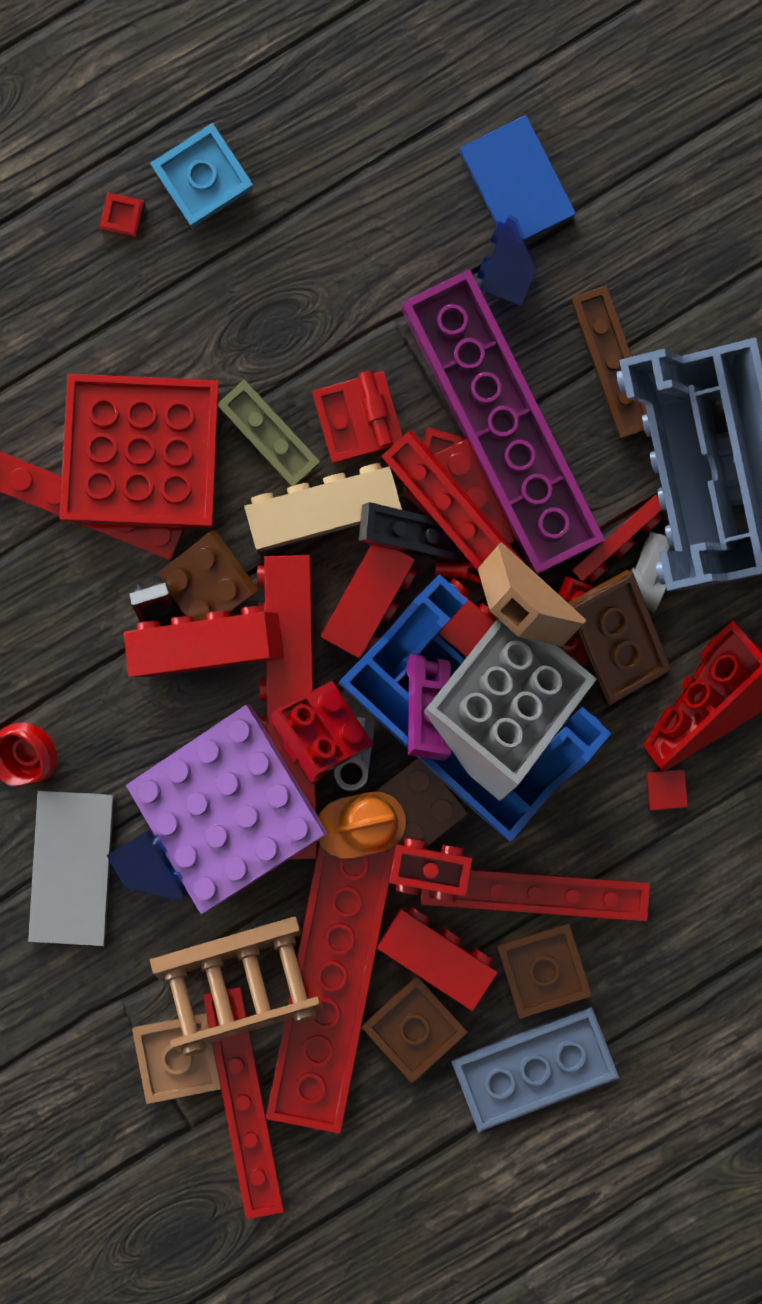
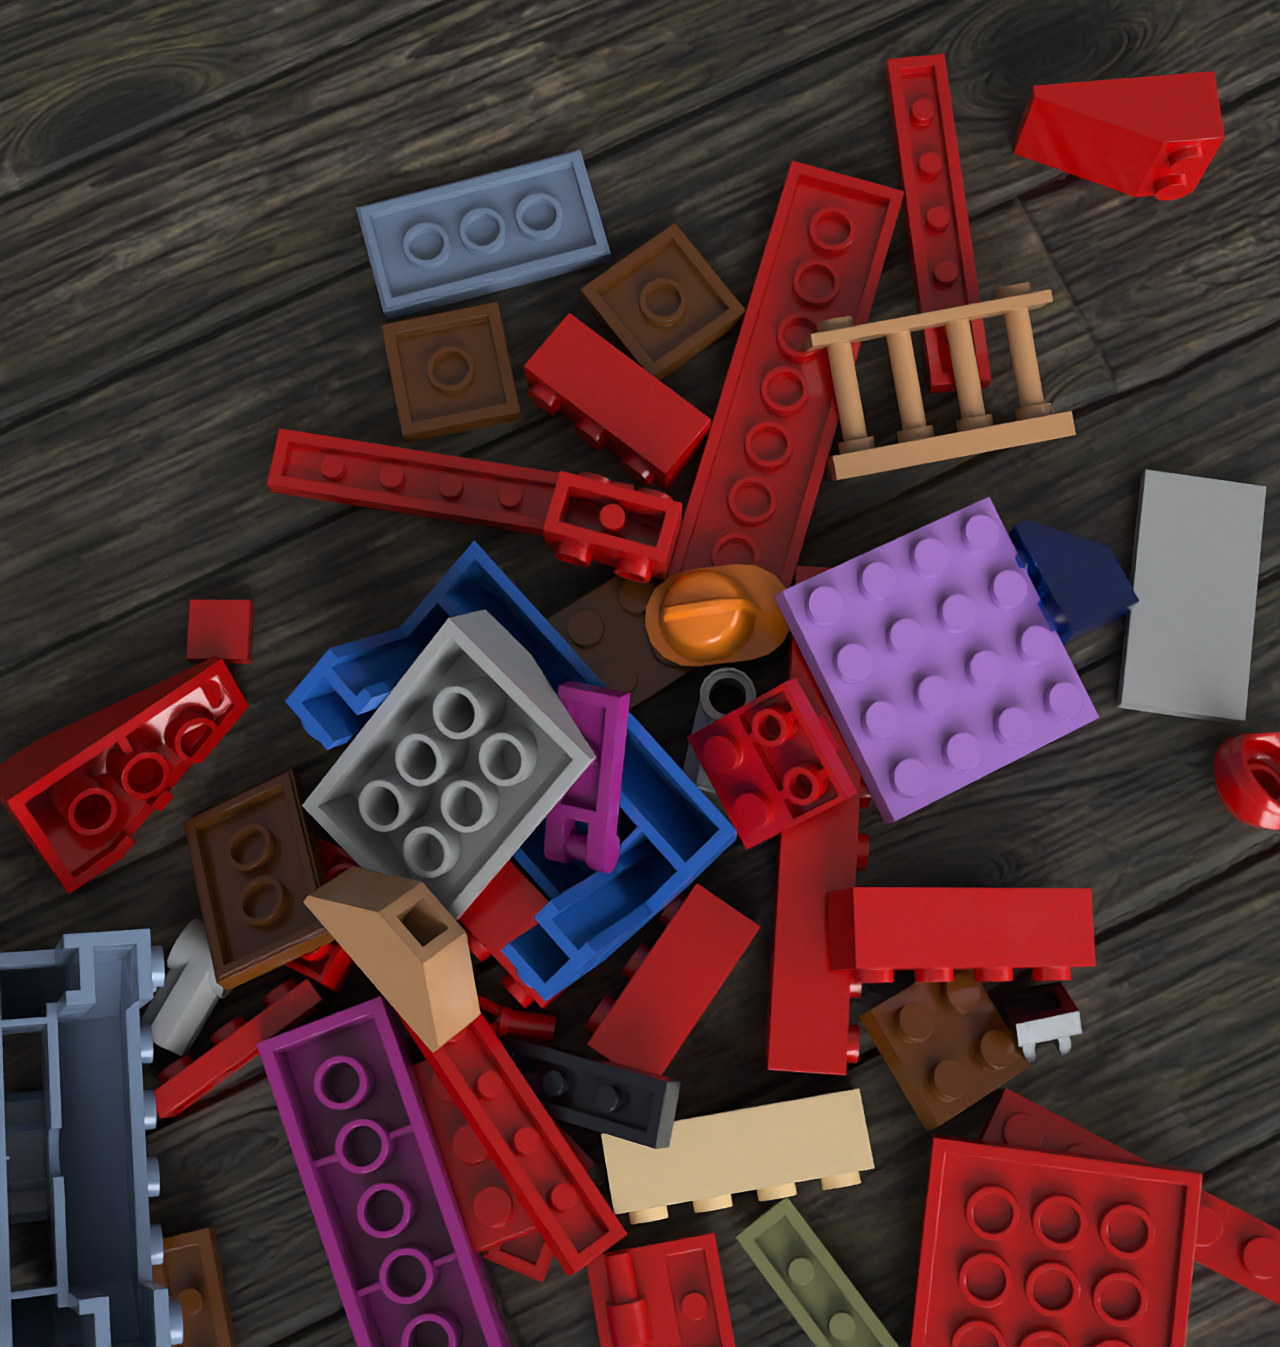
camera: 175 degrees left, 10 degrees down
(121, 1166) = (1126, 131): none -> red slope
(170, 1073) = (1047, 261): medium nougat plate -> none

